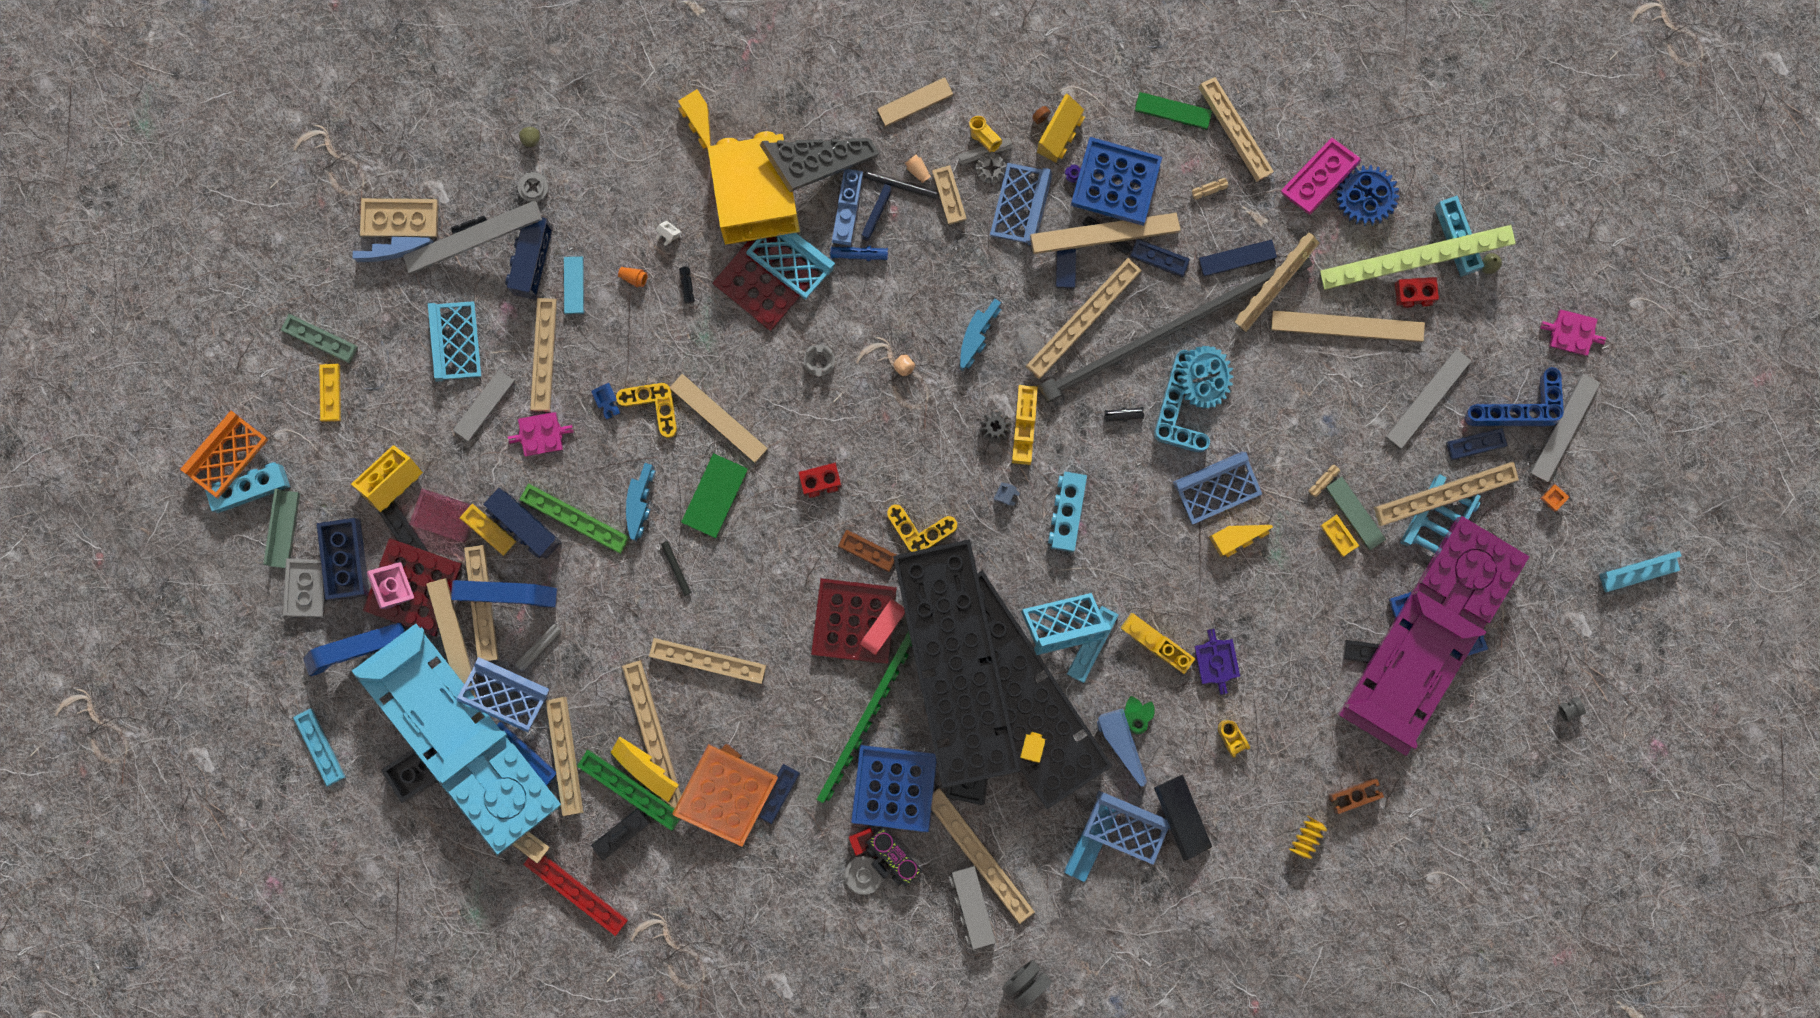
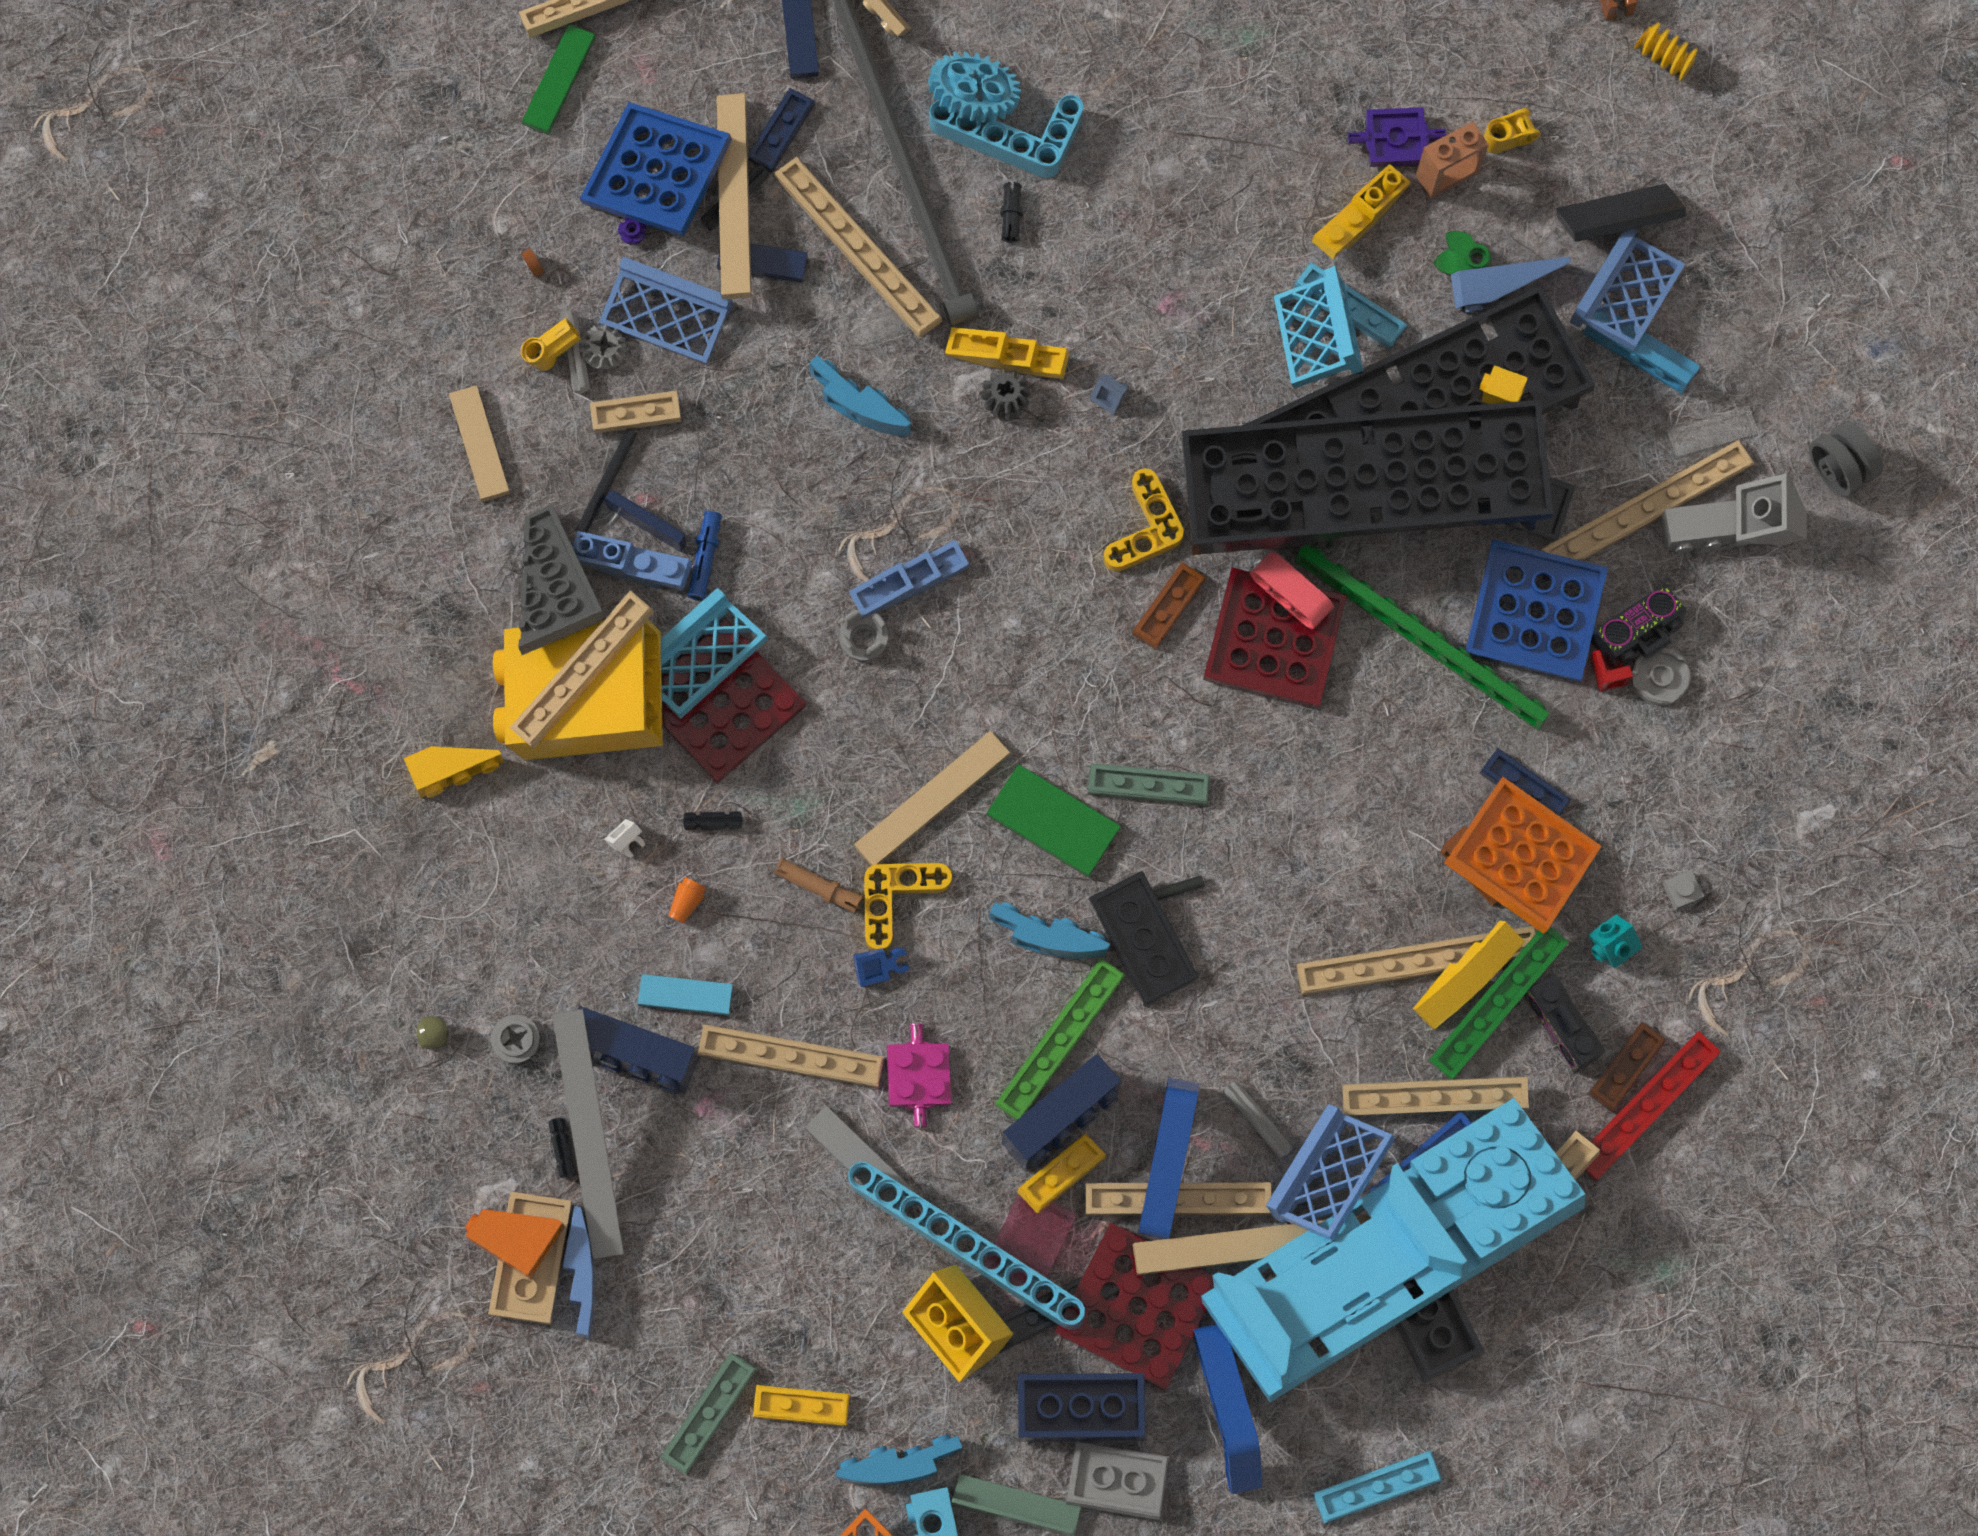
camera: 85 degrees left, 10 degrees down
(295, 449) = (886, 1469): none -> dark azure slope
(390, 585) = (1134, 1331): bright pink slope -> none
(404, 204) = (514, 1238): none -> orange slope
(423, 481) = (957, 1232): none -> medium azure beam
(437, 340) = (746, 1220): medium azure fence -> none
(601, 877) = (1627, 1067): none -> reddish brown tile
(644, 561) = (1143, 938): none -> black tile
(649, 363) = (830, 891): none -> medium nougat pin
(677, 860) = (1614, 941): none -> teal brick
(707, 660) = (1310, 862): tan plate -> none
(721, 902) = (1683, 890): none -> light grey plate
(746, 552) = (1148, 784): none -> sand green tile
(757, 183) = (582, 669): none -> tan tile
(819, 475) = (1046, 658): red brick -> none
(861, 383) = (909, 579): none -> medium blue slope
(904, 365) = (890, 512): light nougat piece -> none
(917, 168) = (586, 451): light nougat cone -> none
(978, 935) = (1770, 512): none -> light grey slope
(1061, 129) = (561, 236): yellow slope -> none
(1077, 483) = (1138, 296): medium azure brick -> none
(1196, 695) = (1449, 163): none -> nougat window
(1209, 188) = (687, 45): tan axle -> none
(1211, 472) = (1115, 100): medium blue fence -> none
(1234, 536) = (1218, 90): yellow slope -> none

